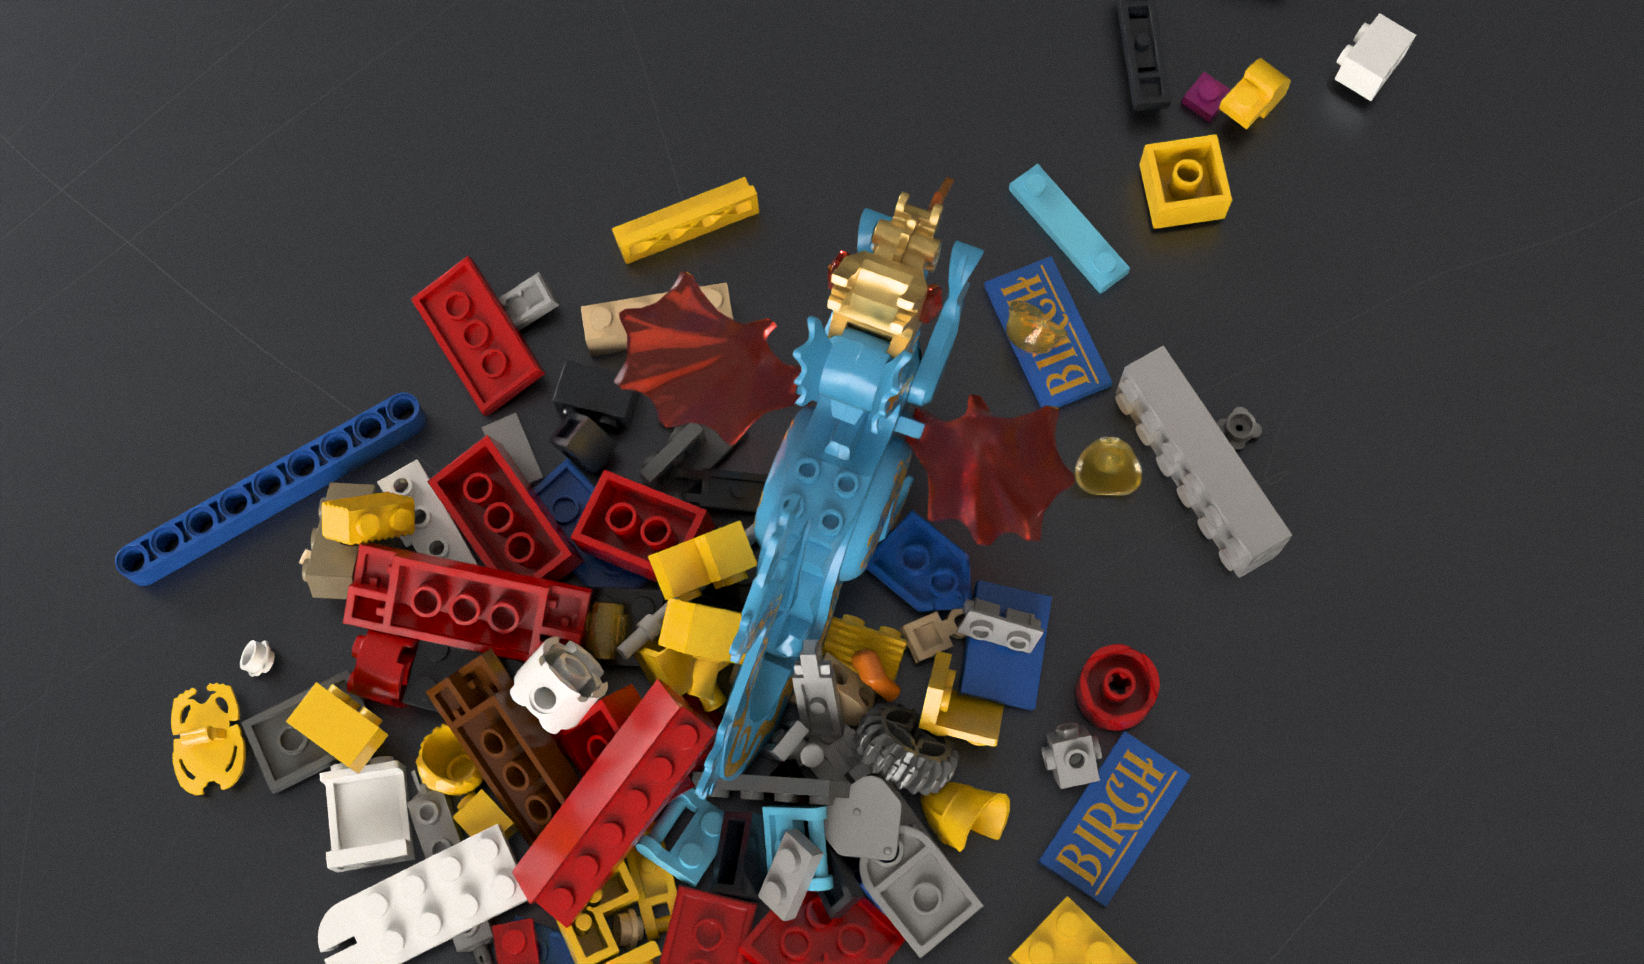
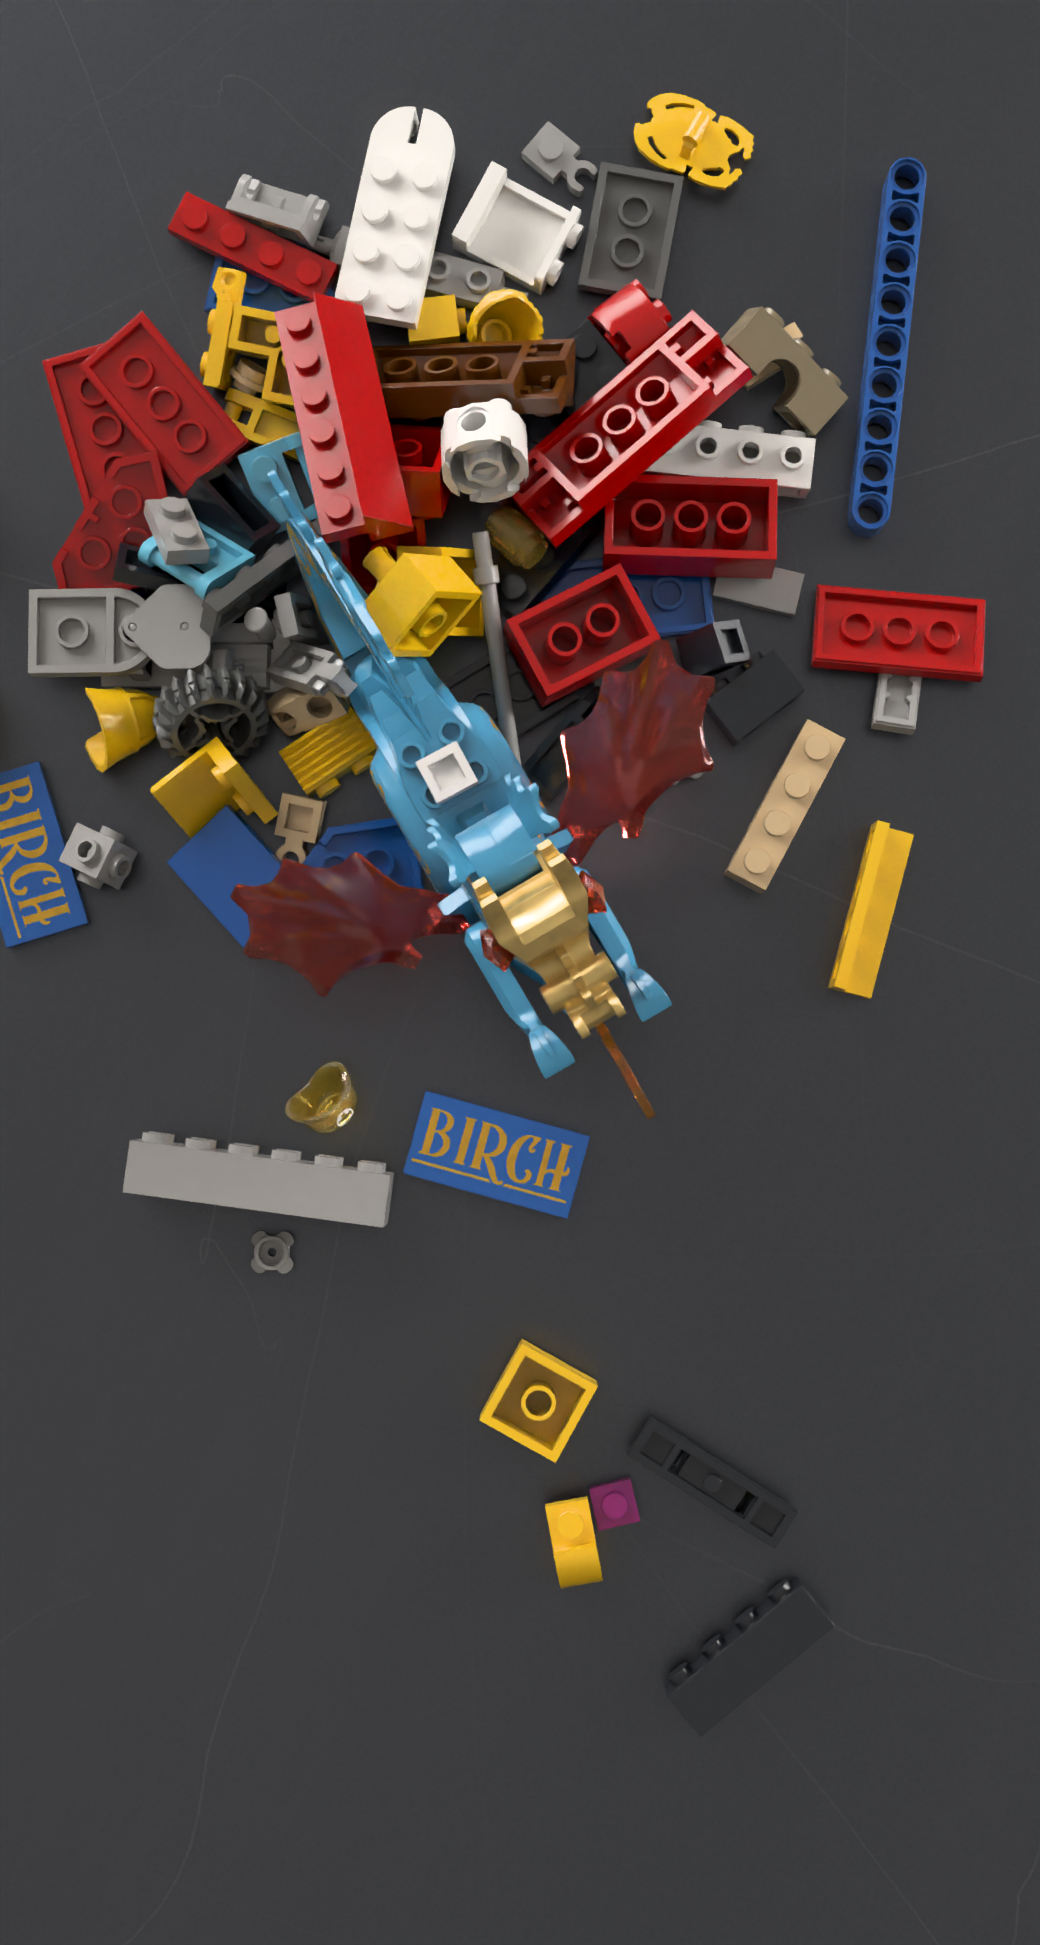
camera: 125 degrees right, 15 degrees up
(257, 658) = (734, 229): white plate -> none
(290, 835) = (555, 156): none -> light grey plate
(337, 727) = (599, 241): yellow brick -> none
(368, 518) = (774, 398): yellow brick -> none
(710, 558) = (498, 652): yellow brick -> none
(824, 483) = (447, 773): none -> white tile
(873, 674) = (295, 736): orange arm -> none
(1015, 630) = (261, 871): light grey hinge -> none
(1032, 329) = (503, 1137): clear yellow helmet -> none
(1069, 228) = (584, 1260): medium azure plate -> none
(1128, 669) = (101, 952): red brick -> none
(1374, 56) = (523, 1693): white brick -> none

